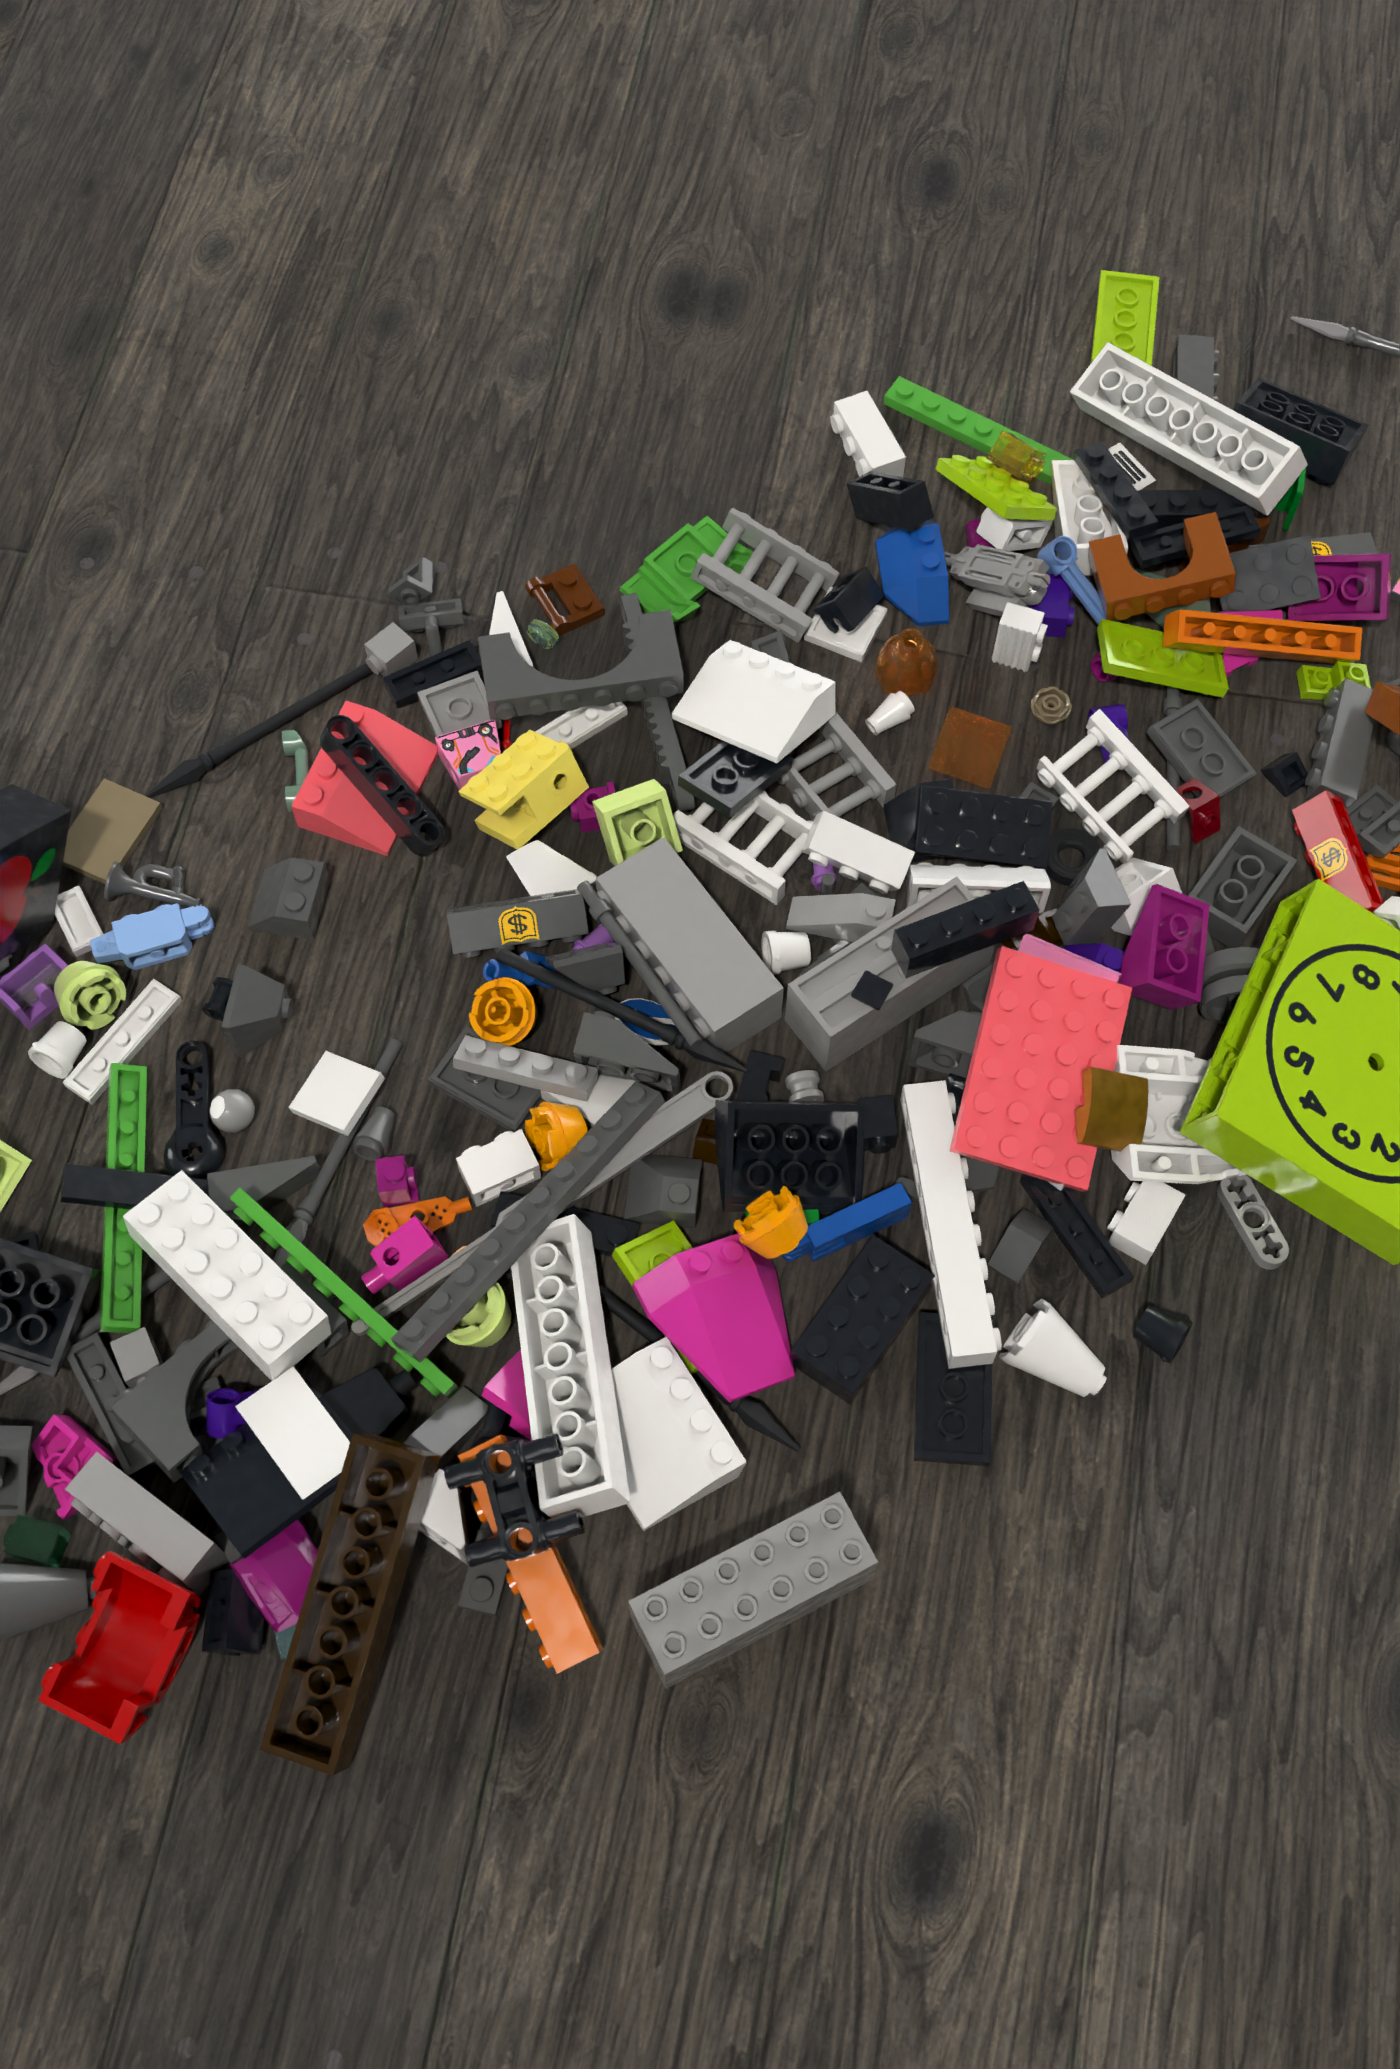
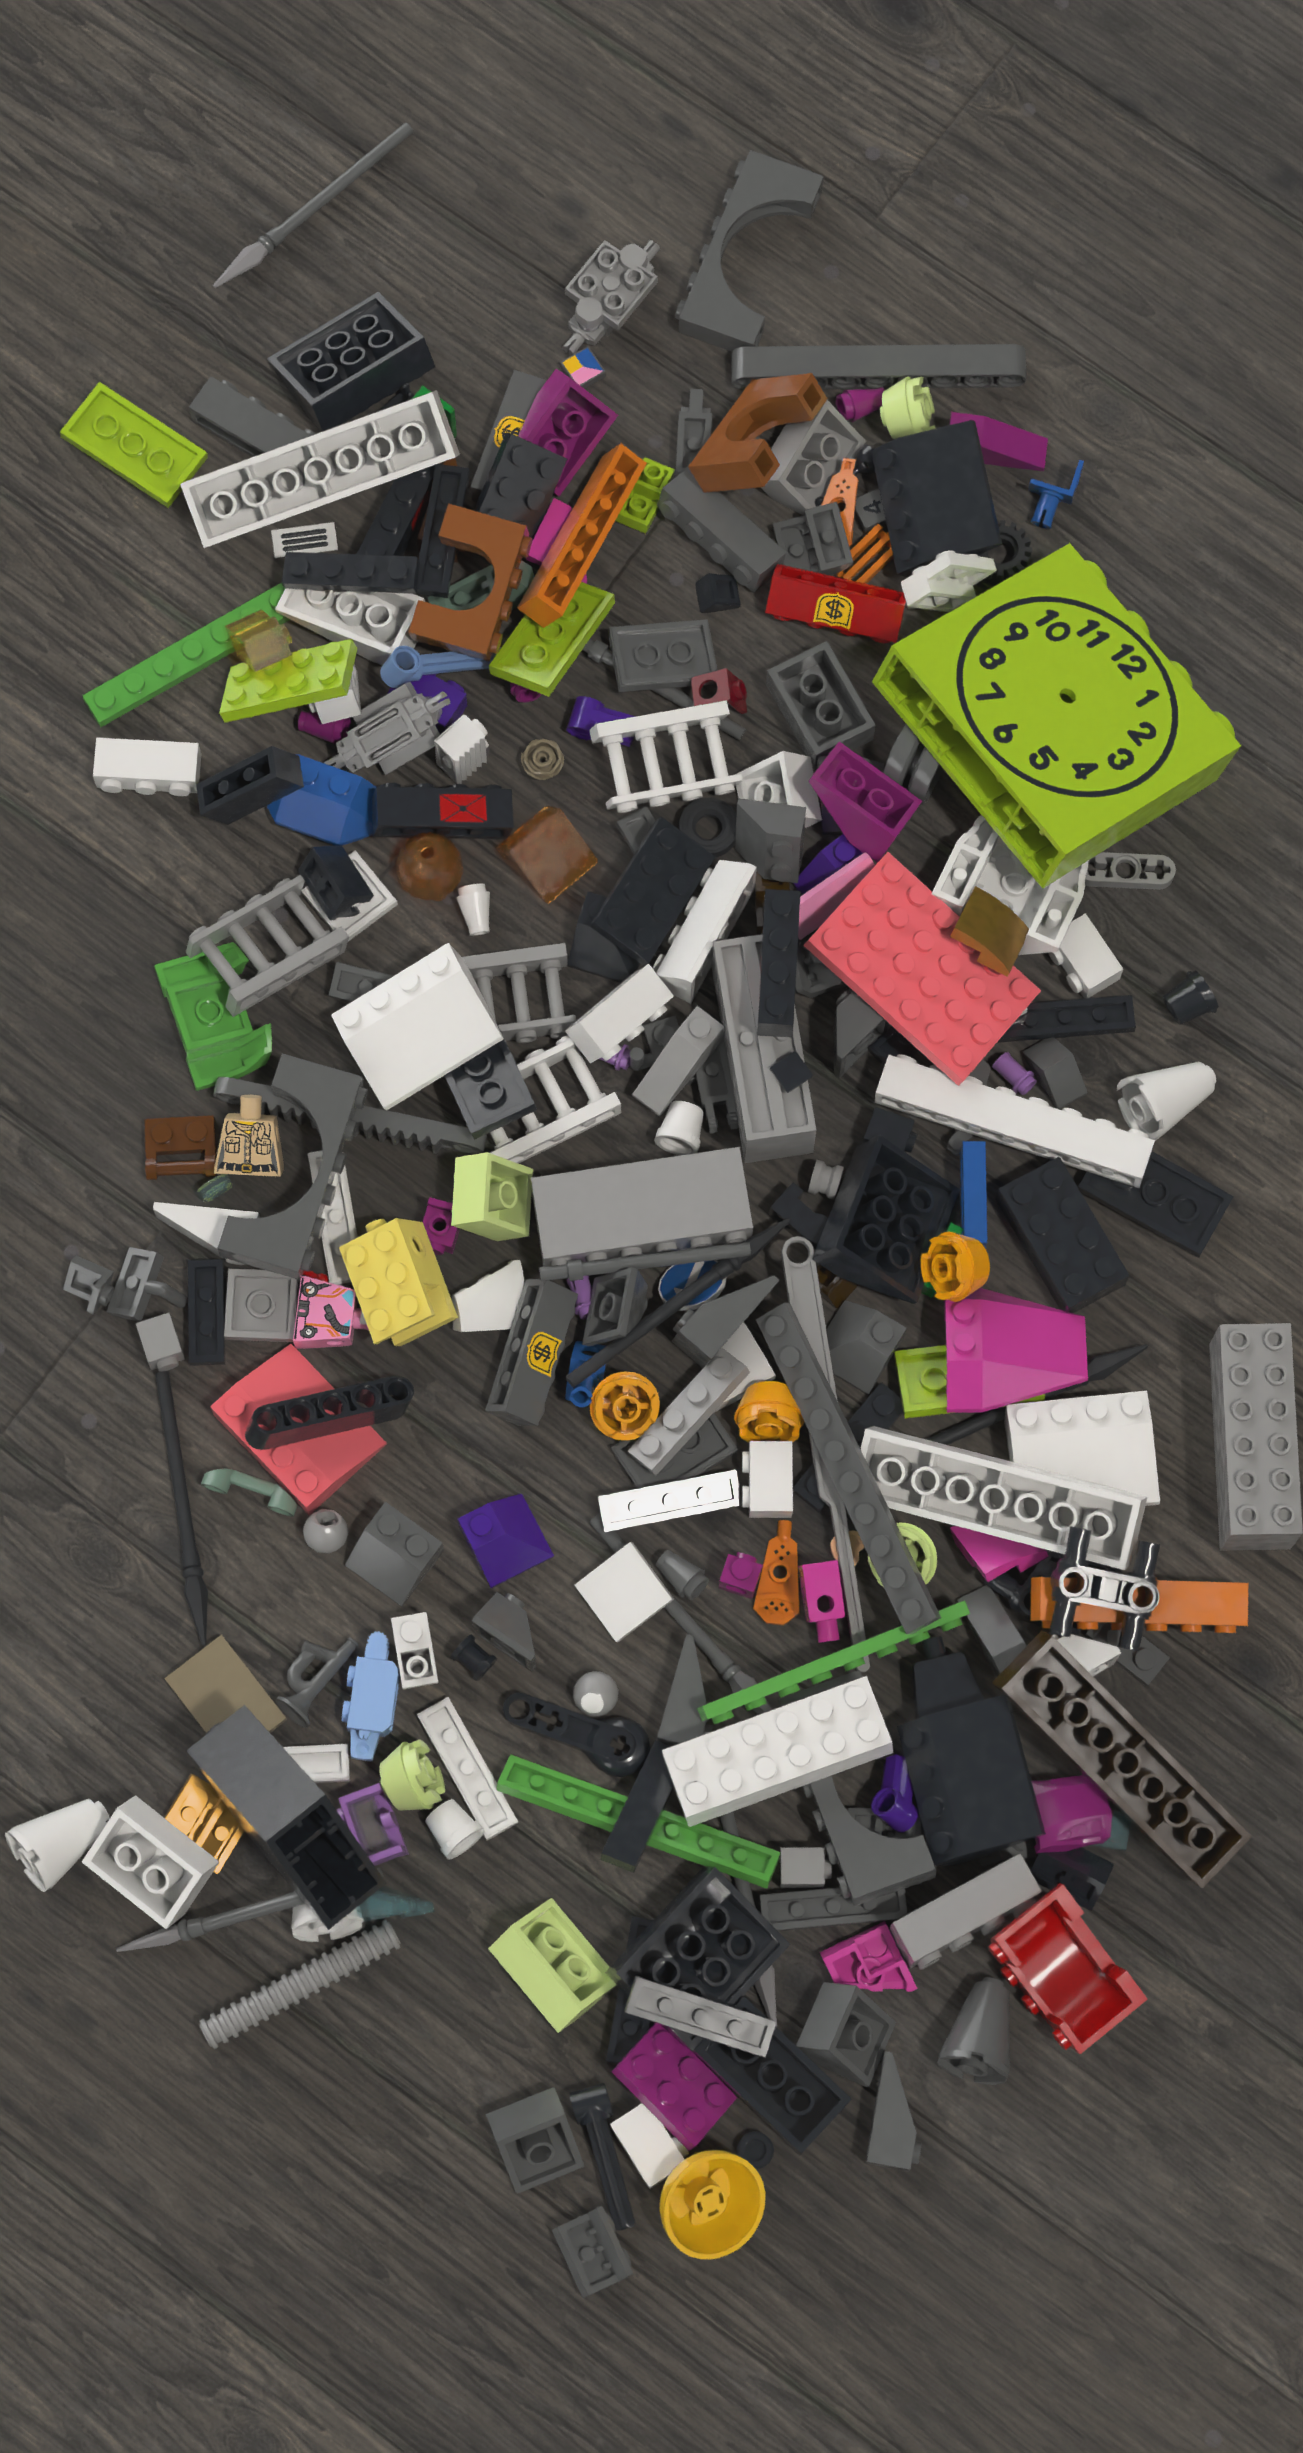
camera: 65 degrees left, 10 degrees up
(36, 1541) = (929, 2017): clear green brick -> none
(206, 947) = (414, 1650): none -> white slope
(283, 837) = (325, 1531): none -> light grey piece
(296, 1432) = (953, 1747): white sticker -> none
(342, 976) = (504, 1539): none -> dark purple slope
(438, 1091) = (669, 1500): none -> tile
(591, 636) = (250, 1142): none -> tan torso
(959, 652) = (445, 811): none -> black brick
(995, 1215) = (1014, 1073): none -> medium lavender pin

